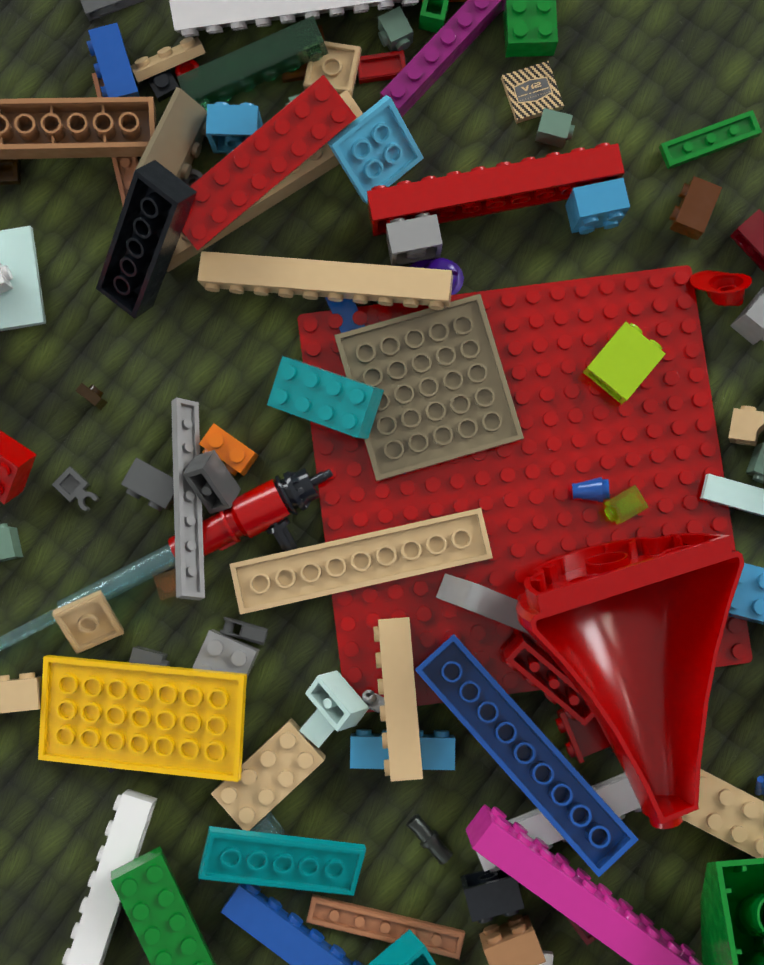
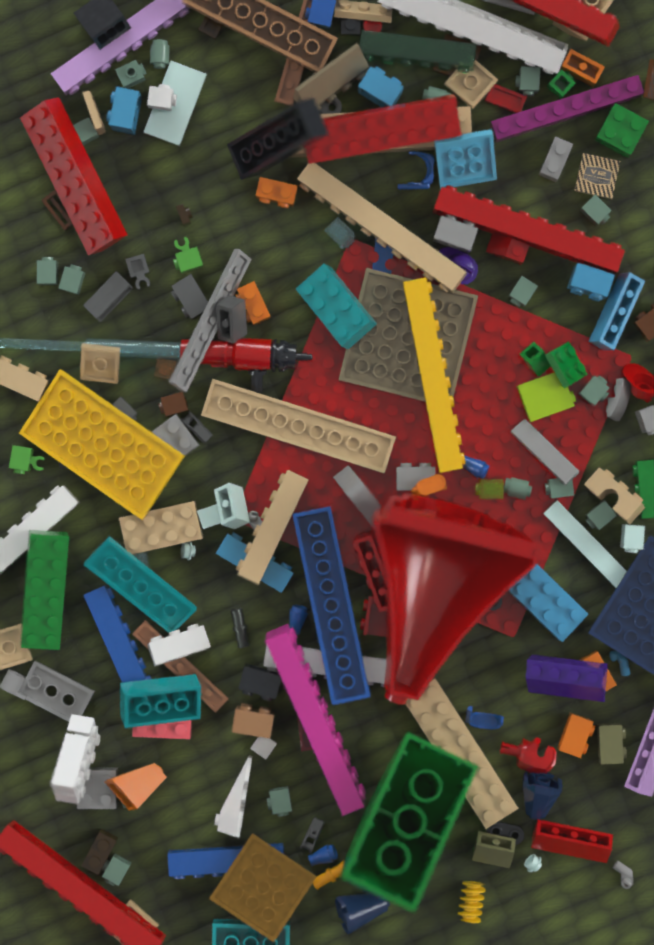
camera: 30 degrees right, 5 degrees up
(56, 539) = (108, 296): none -> dark grey piece
(61, 787) = (22, 459): none -> bright green brick
(123, 442) = (188, 259): none -> bright green brick
(183, 310) = (276, 192): none -> orange brick
(201, 620) = (173, 404): none -> reddish brown brick
(282, 315) = (340, 233): none -> clear light blue brick
(316, 783) = (188, 550): none -> light aqua plate
(335, 179) = (425, 183): none -> blue helmet
(368, 905) = (178, 644): none -> white brick
(476, 97) = (555, 159): none -> light grey brick
(482, 225) = (507, 248): none -> red slope
(483, 412) = (432, 375): none -> yellow brick
(490, 788) = (297, 617): none -> blue cone
(526, 263) = (522, 292): none -> sand green brick
(531, 542) = (409, 476): none -> light grey brick
(555, 542) = (429, 485): none -> orange helmet
(589, 326) = (535, 359): none -> green brick
(628, 313) = (566, 364): none -> green plate
(647, 223) = (616, 311): none -> dark azure brick
(656, 485) = (517, 488): none -> sand green brick
(663, 426) = (544, 452): none -> light grey tile
(675, 324) = (595, 390): none -> sand green brick
(703, 457) = (557, 489): none -> sand green brick
(709, 326) = (618, 404): none -> light grey slope

